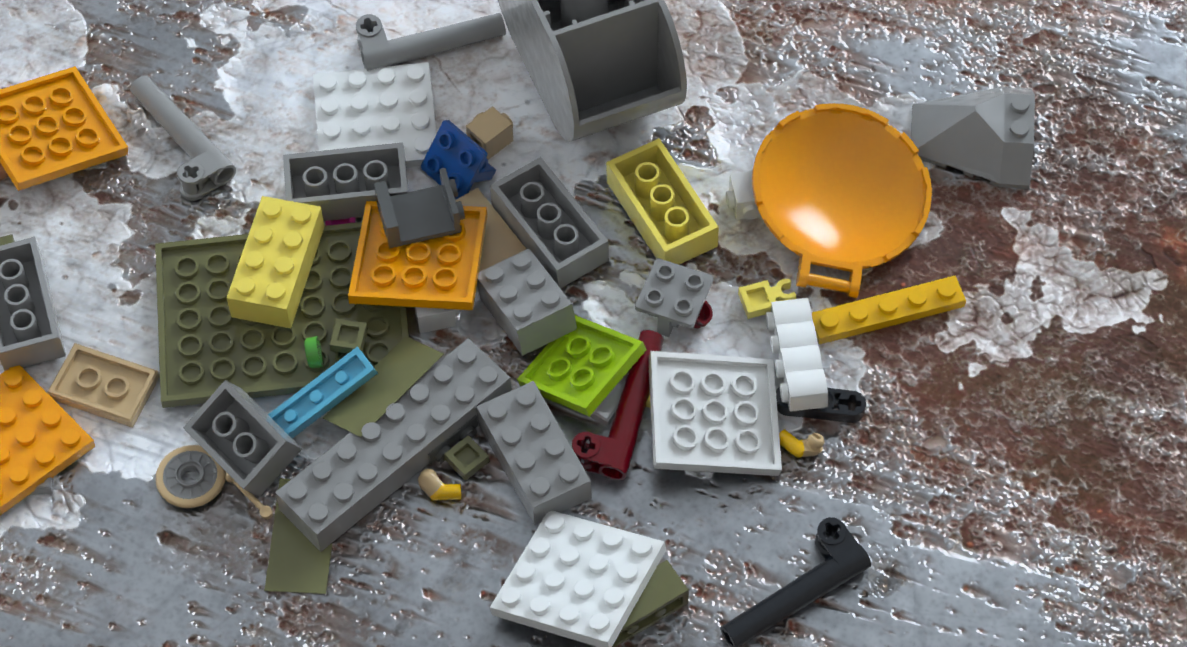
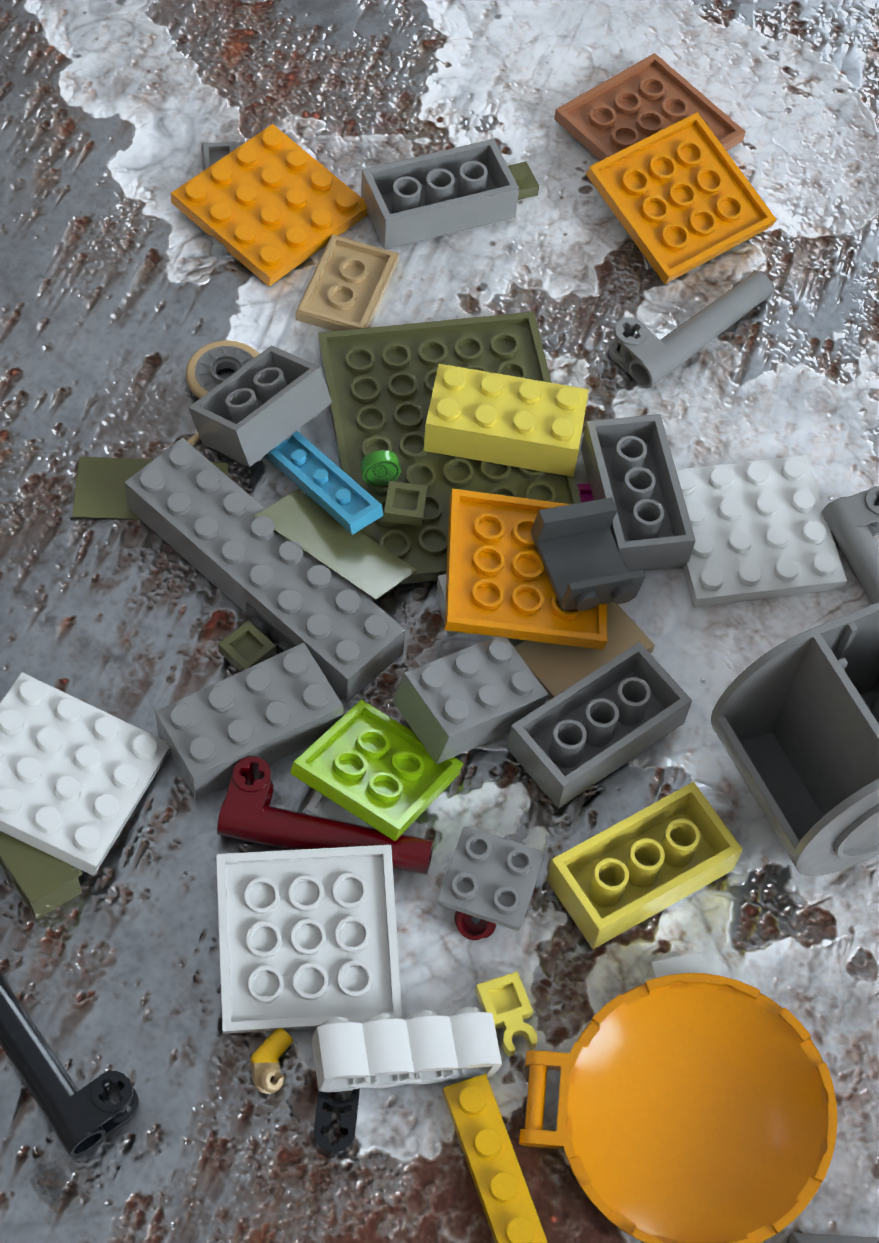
camera: 80 degrees right, 0 degrees up
(436, 489) = (213, 609): arm -> none
(460, 156) = (690, 618): blue bracket -> none
(491, 131) = (737, 649): tan brick -> none

